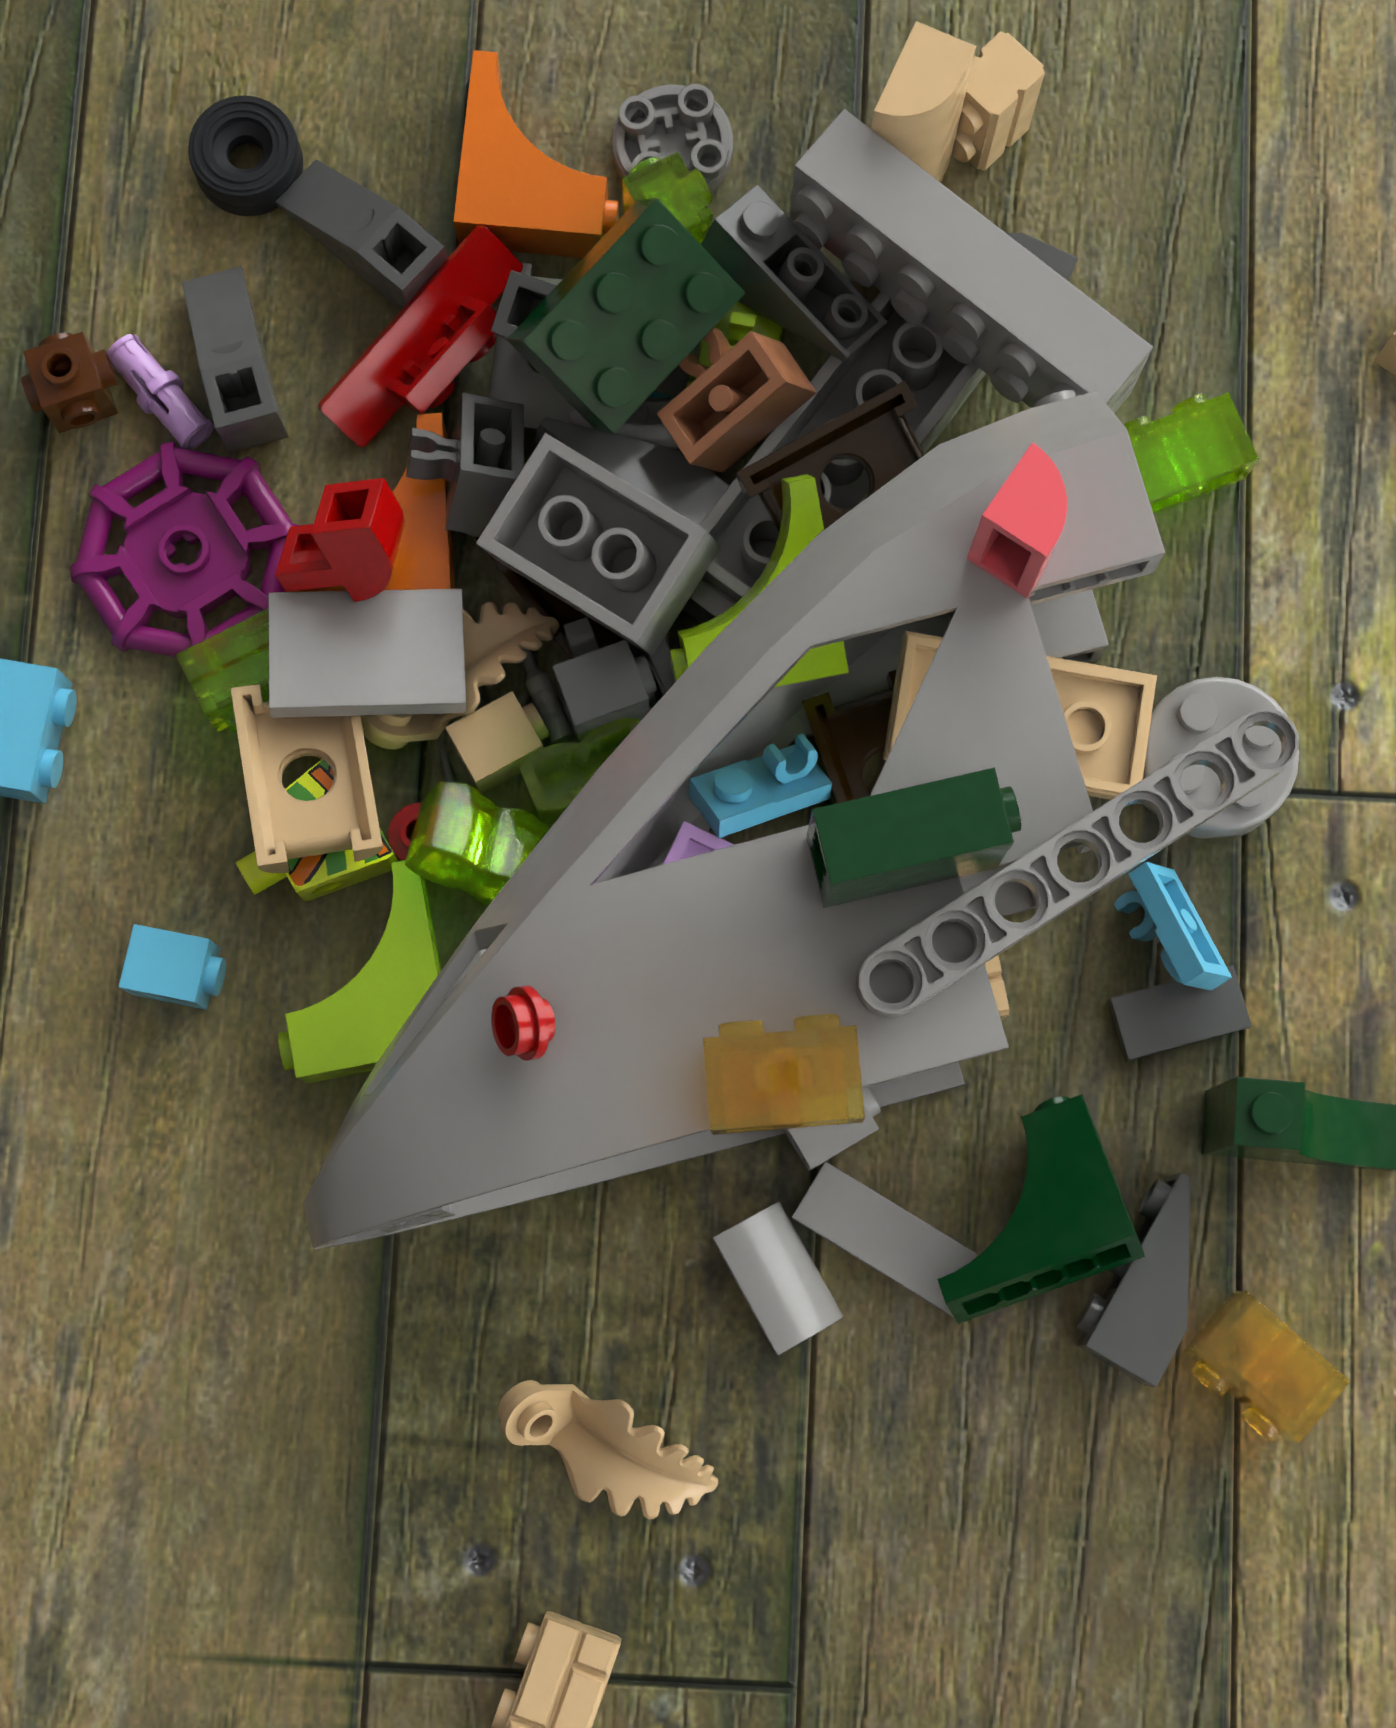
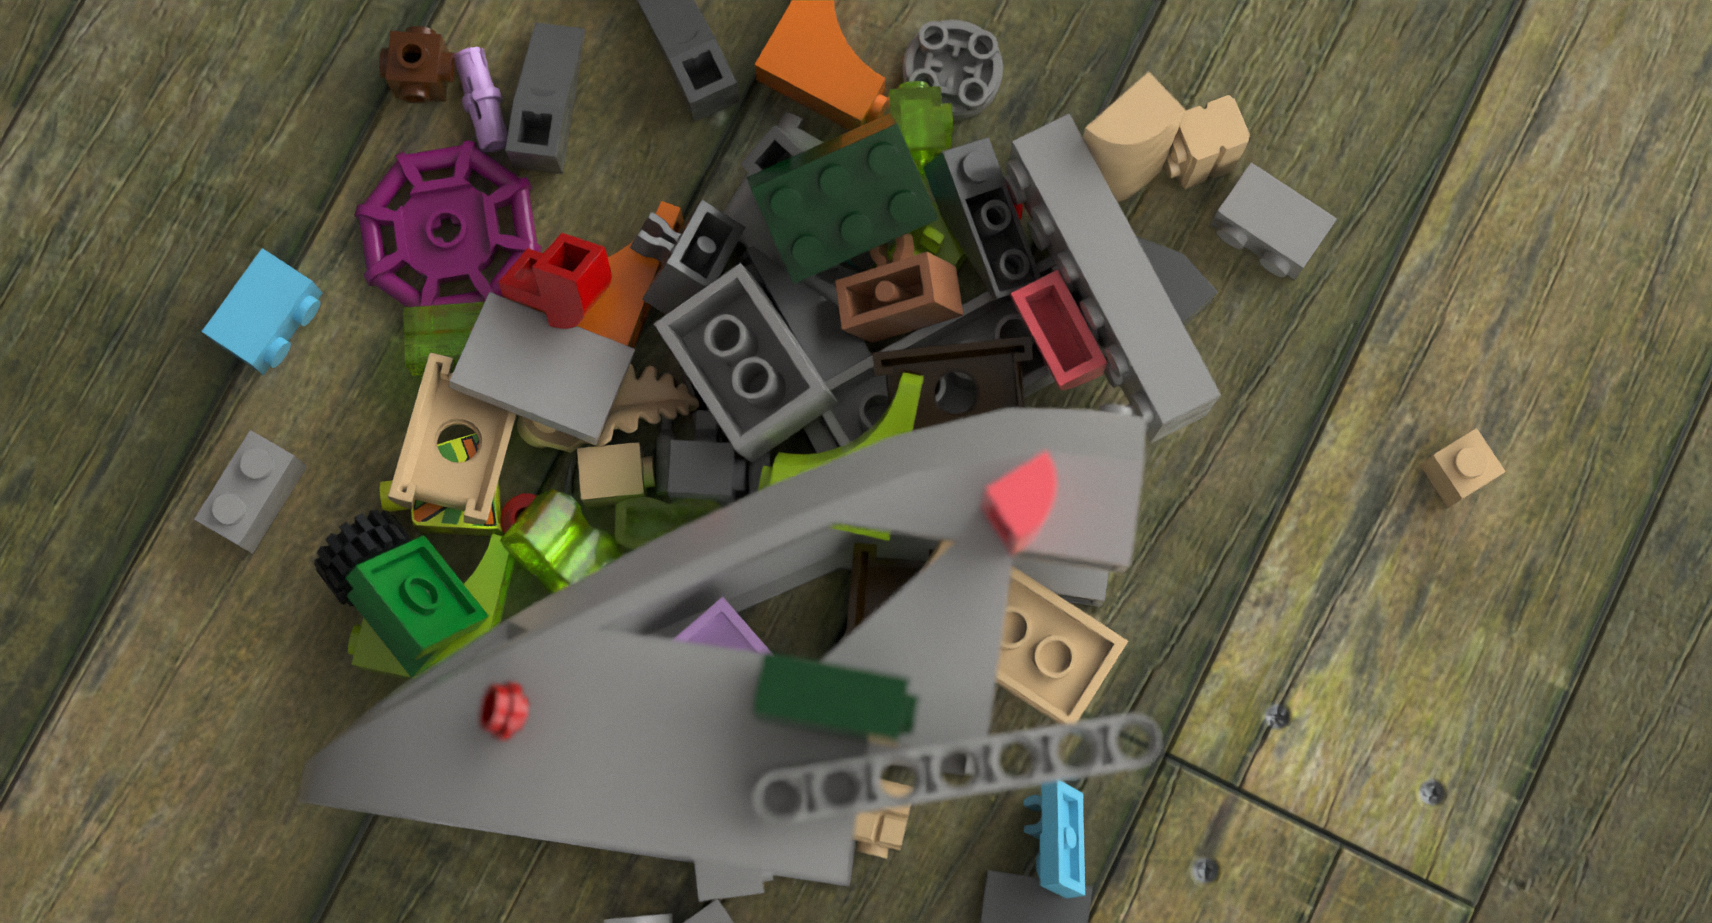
camera: 25 degrees right, 0 degrees up
(90, 935) = (251, 491): none -> light grey brick
(172, 967) = (293, 537): medium azure brick -> none
(258, 951) = (355, 545): none -> black tyre
(339, 976) = (414, 603): none -> green bracket
(426, 341) = (695, 147): red bracket -> none
(760, 788) = (793, 595): medium azure plate -> none
(783, 1076) = (668, 834): clear yellow brick -> none
(935, 361) = (1059, 331): none -> coral brick
(1100, 162) = (1272, 222): none -> light grey brick
(1191, 450) = (1214, 476): clear neon green brick -> none
(1195, 714) = (1189, 714): light grey plate -> none

